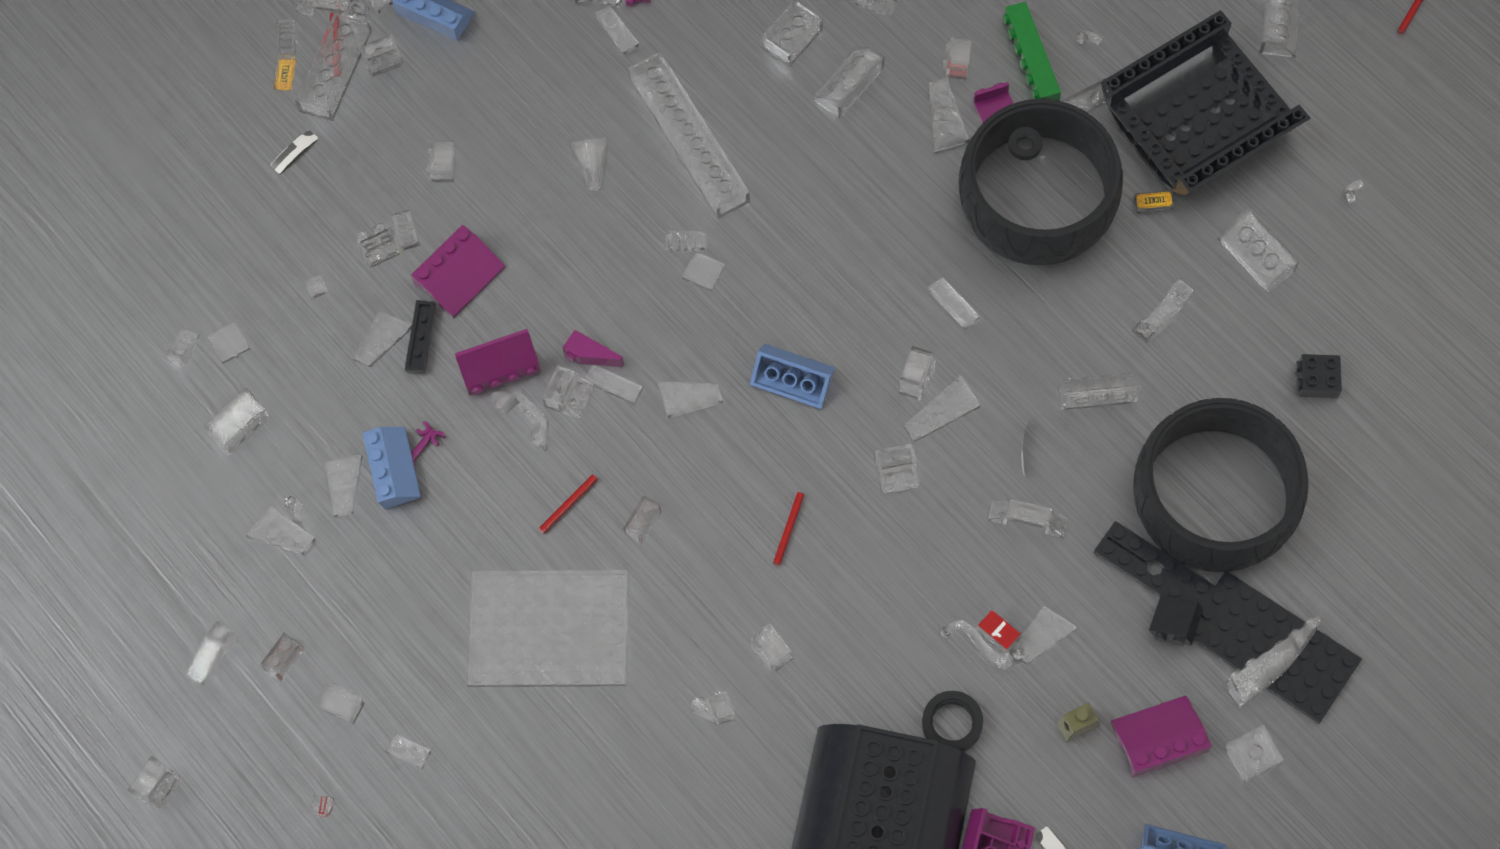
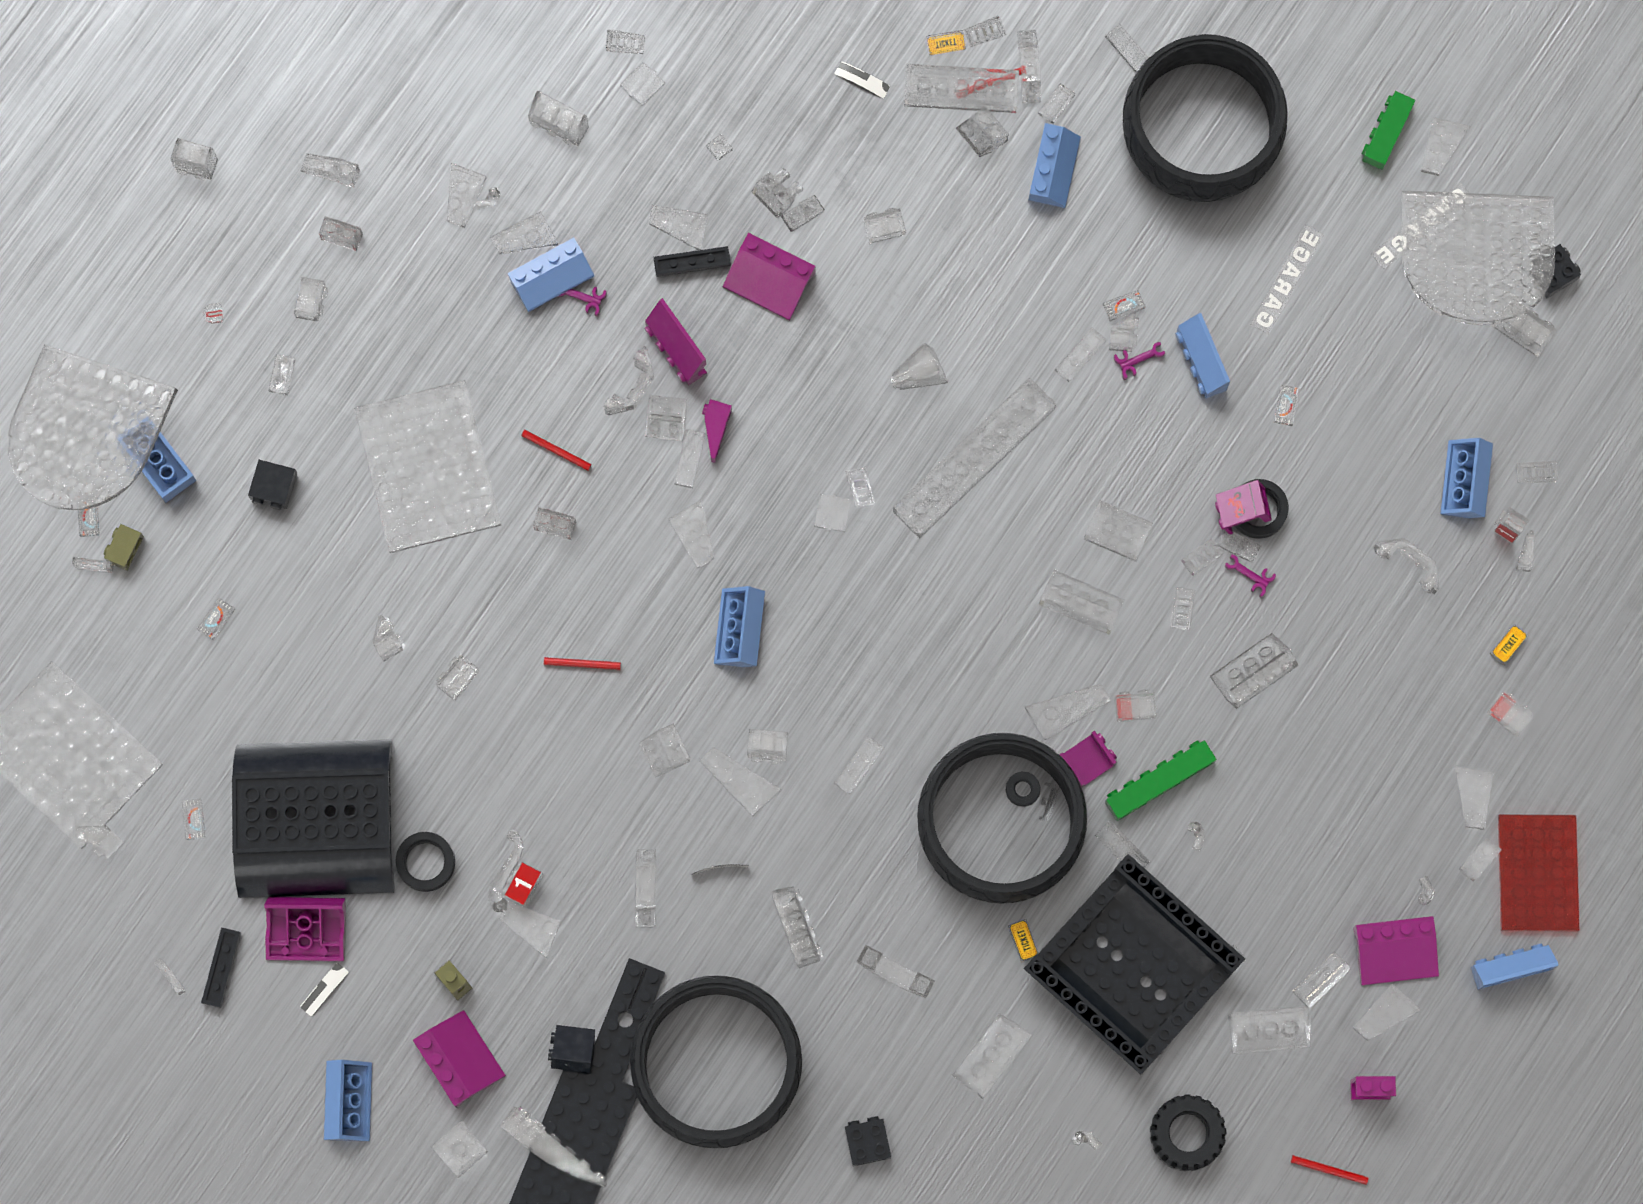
camera: 70 degrees right, 10 degrees up
(522, 783) = (272, 484): none -> black brick
(1369, 83) = (1214, 1132): none -> black tyre

